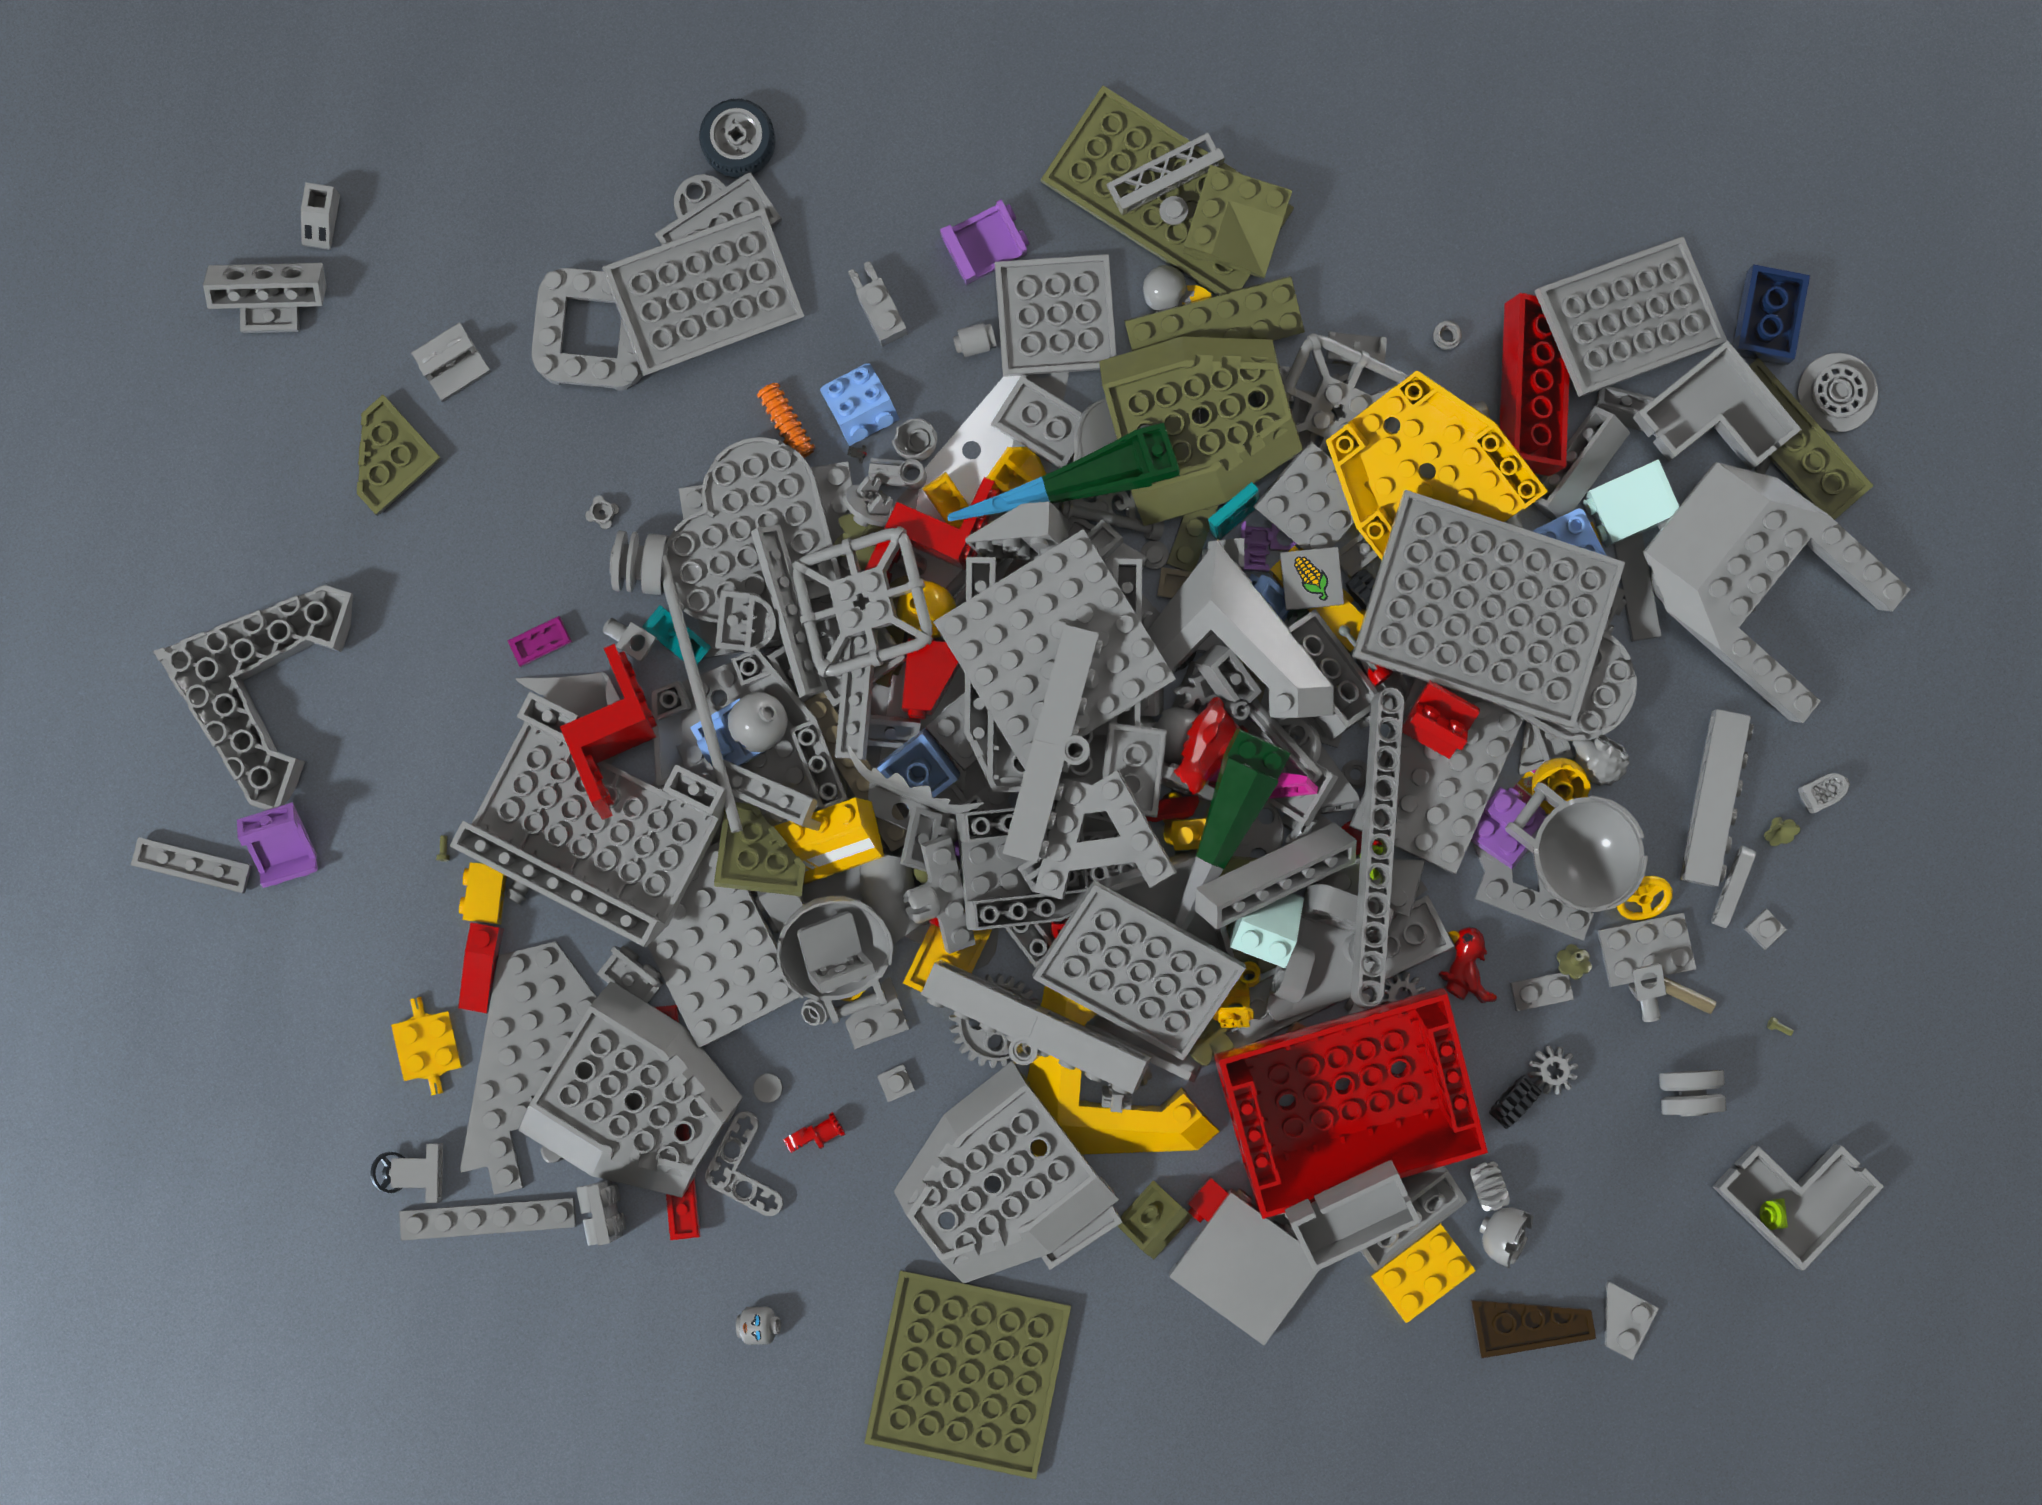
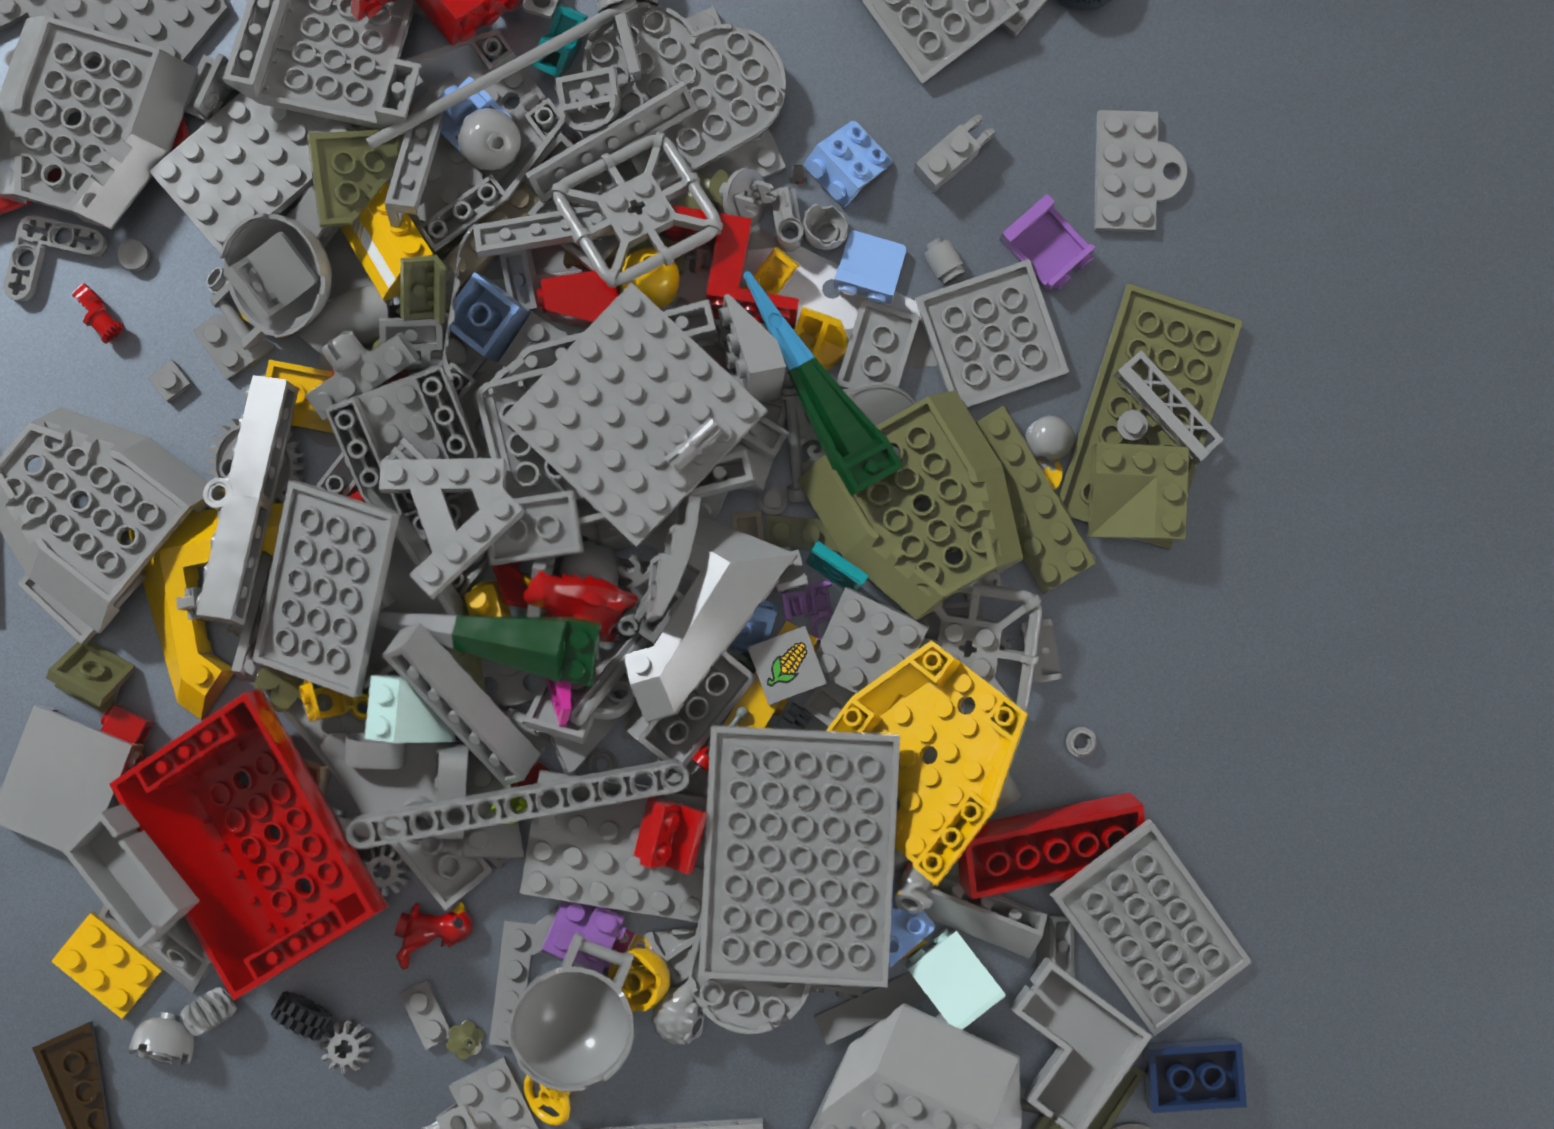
camera: 75 degrees right, 0 degrees up
(705, 572) = (628, 47): none -> light grey tile
(785, 419) = (811, 93): orange piece -> none
(886, 812) = (423, 288): none -> olive bracket
(936, 147) = (1131, 171): none -> light grey plate
(963, 409) = (870, 267): none -> light blue bracket
(1051, 742) = (533, 434): light grey hinge -> none
(1100, 600) = (693, 444): none -> light grey axle
(1203, 654) = (669, 566): none -> light grey slope
(1544, 518) = (912, 891): none -> light grey animal

